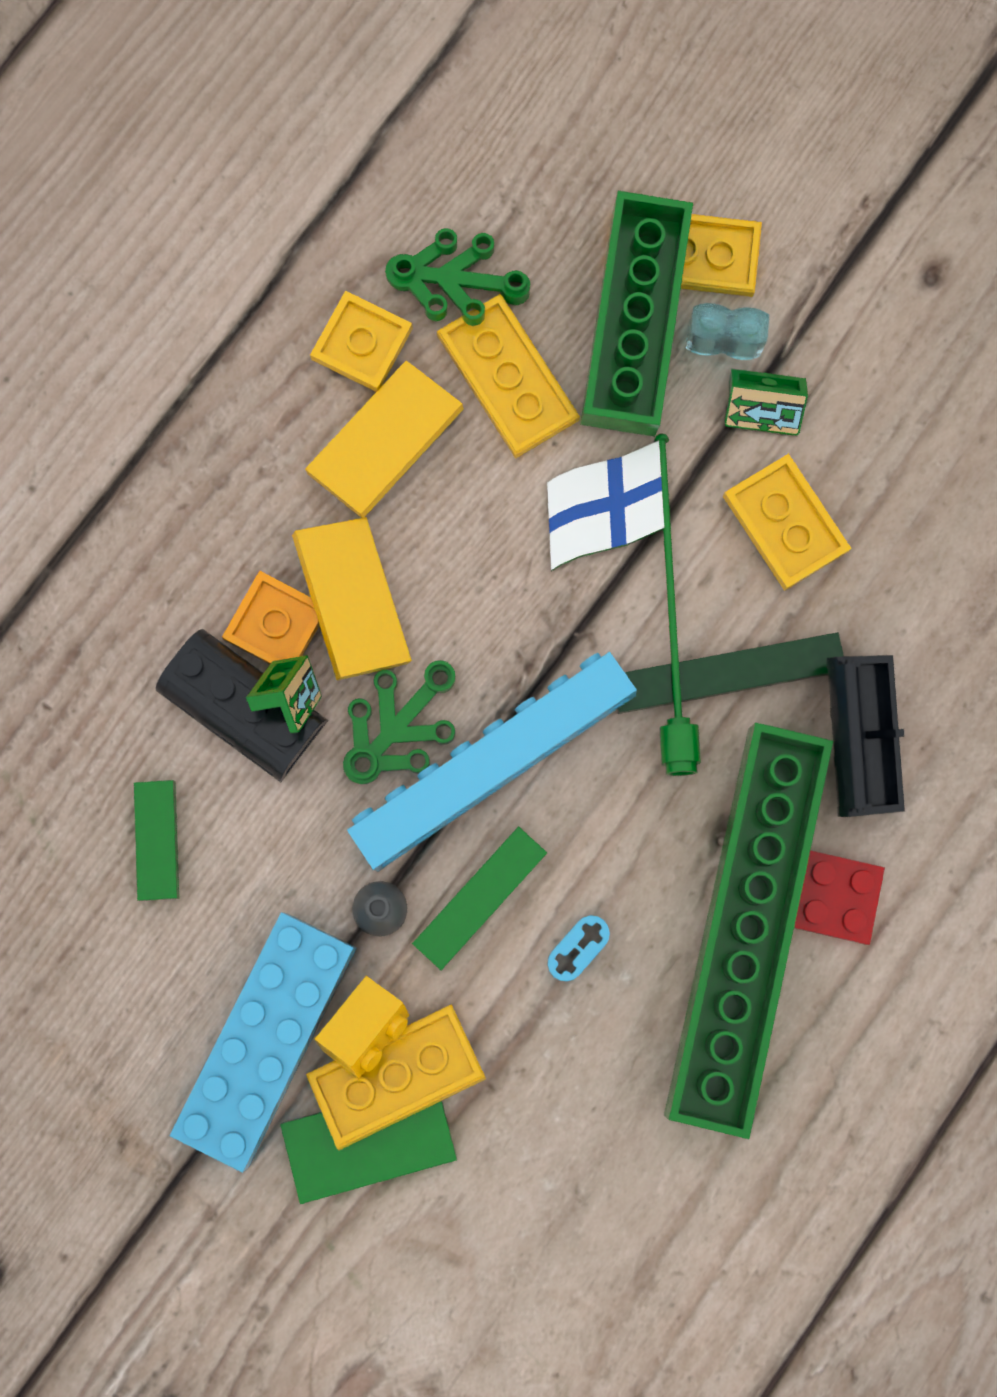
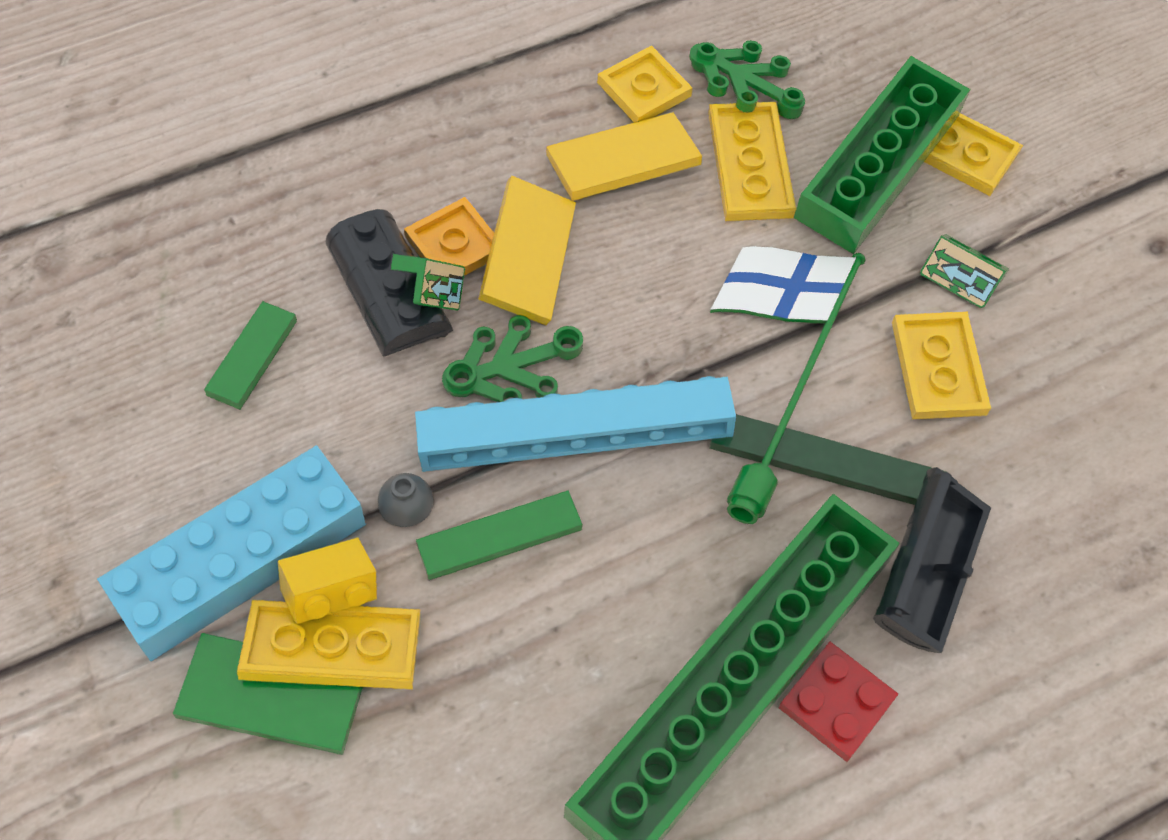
camera: 25 degrees right, 20 degrees down
(585, 955) = (562, 612): medium azure beam -> none
(735, 332) = (956, 202): clear light blue brick -> none

